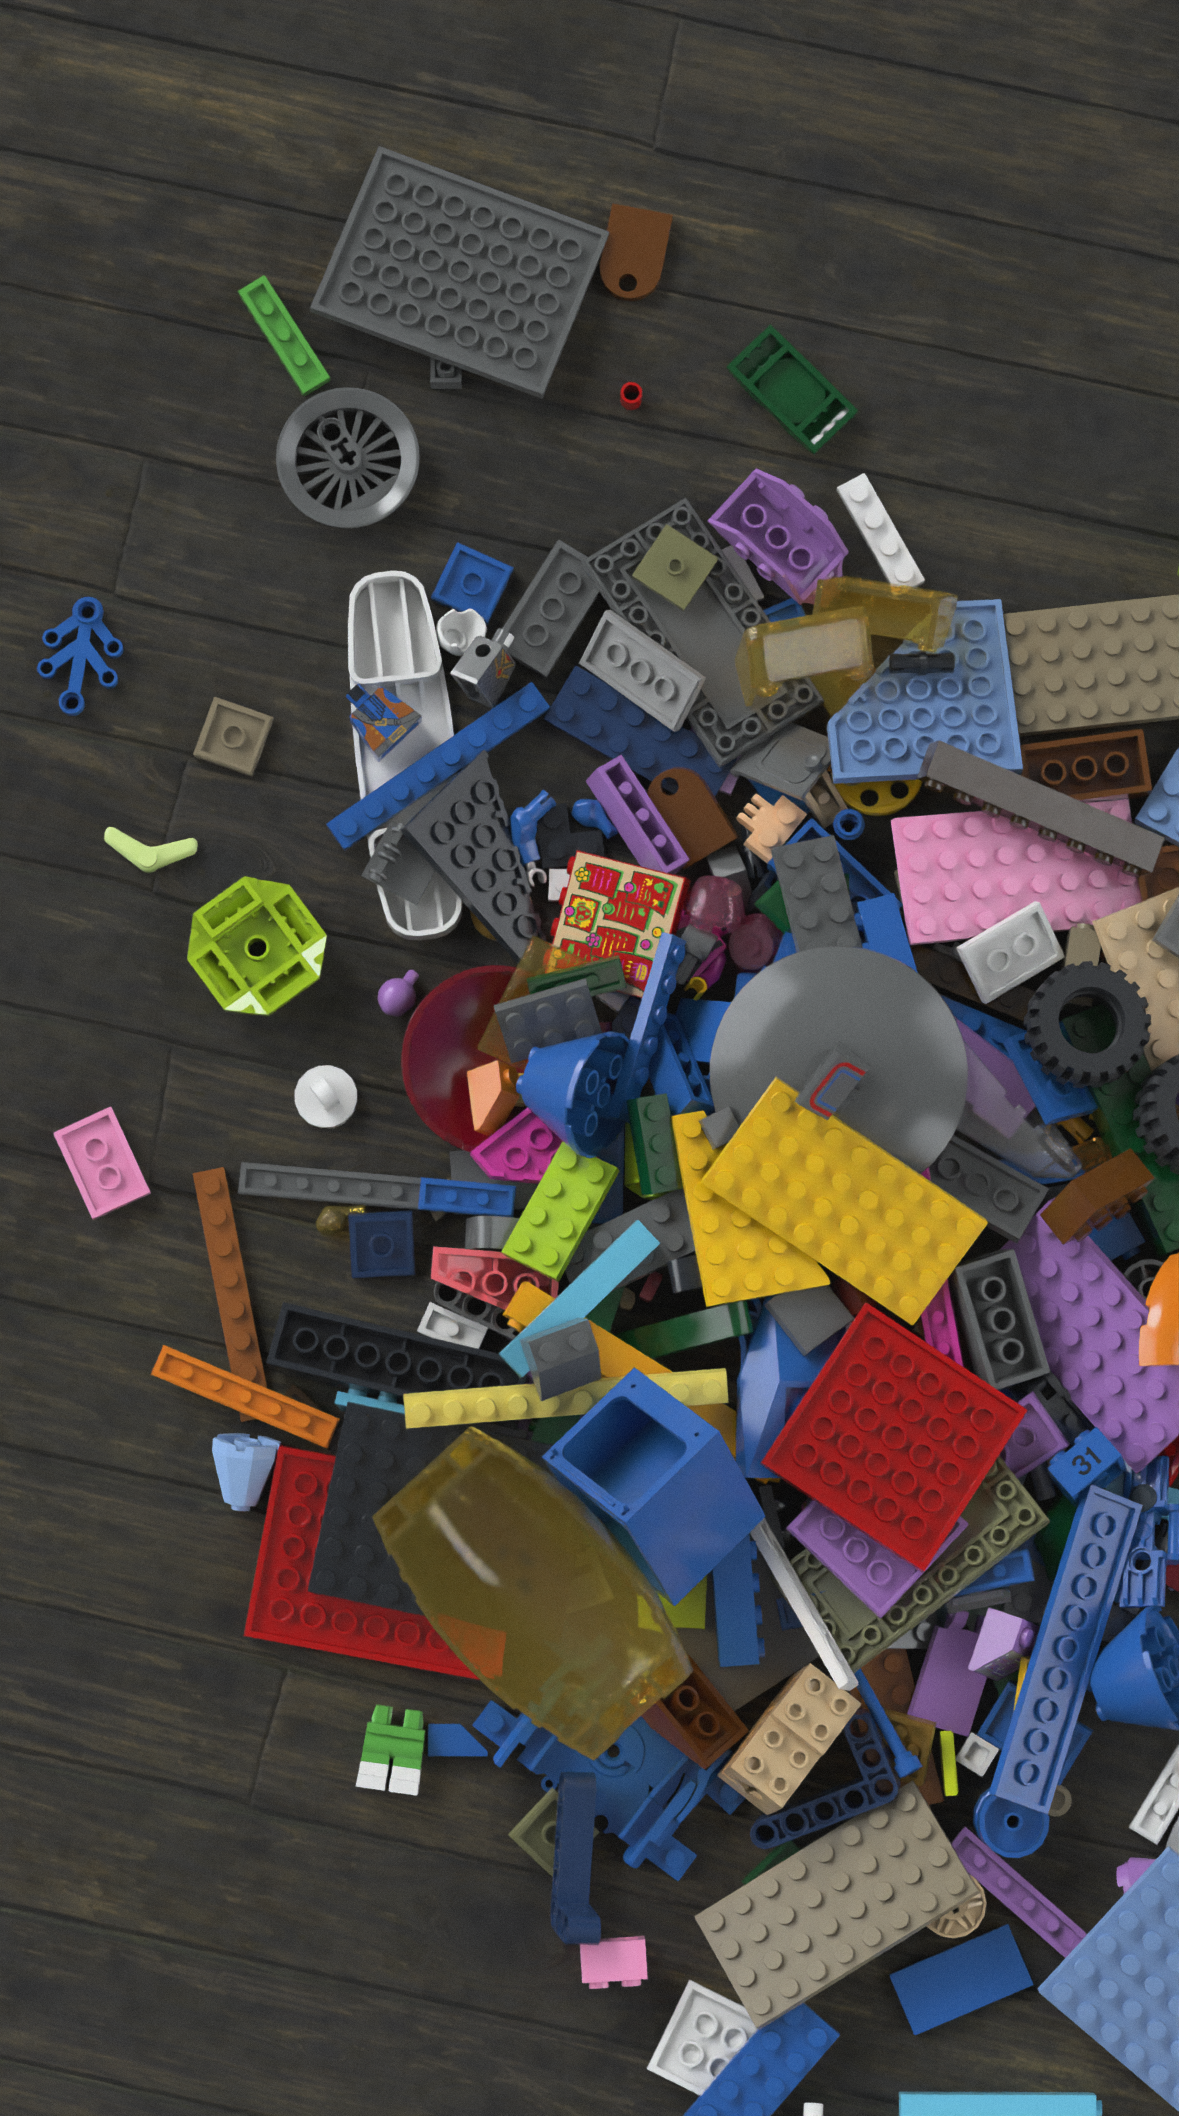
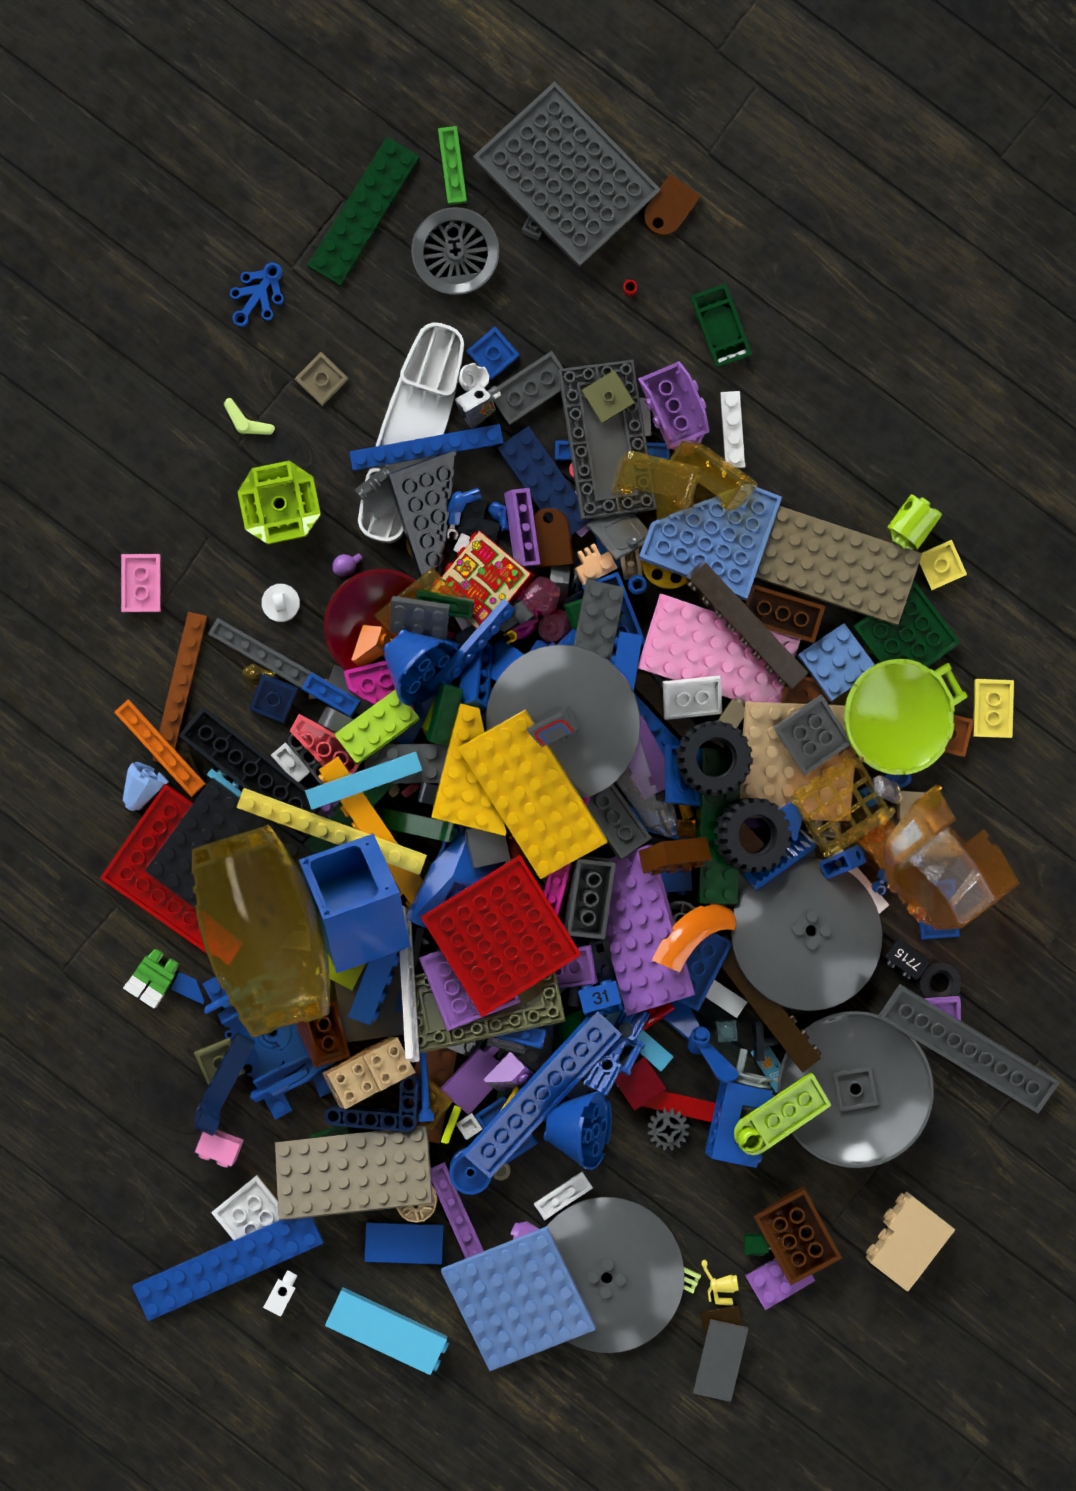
camera: 20 degrees right, 5 degrees up
(182, 462) = (363, 211): none -> dark green plate
(381, 719) = (406, 407): torso -> none
(562, 1358) = (338, 809): dark grey slope -> none
(642, 670) = (563, 446): light grey tile -> none
(719, 1127) = (483, 722): dark grey tile -> none
(921, 663) = (719, 513): black pin -> none

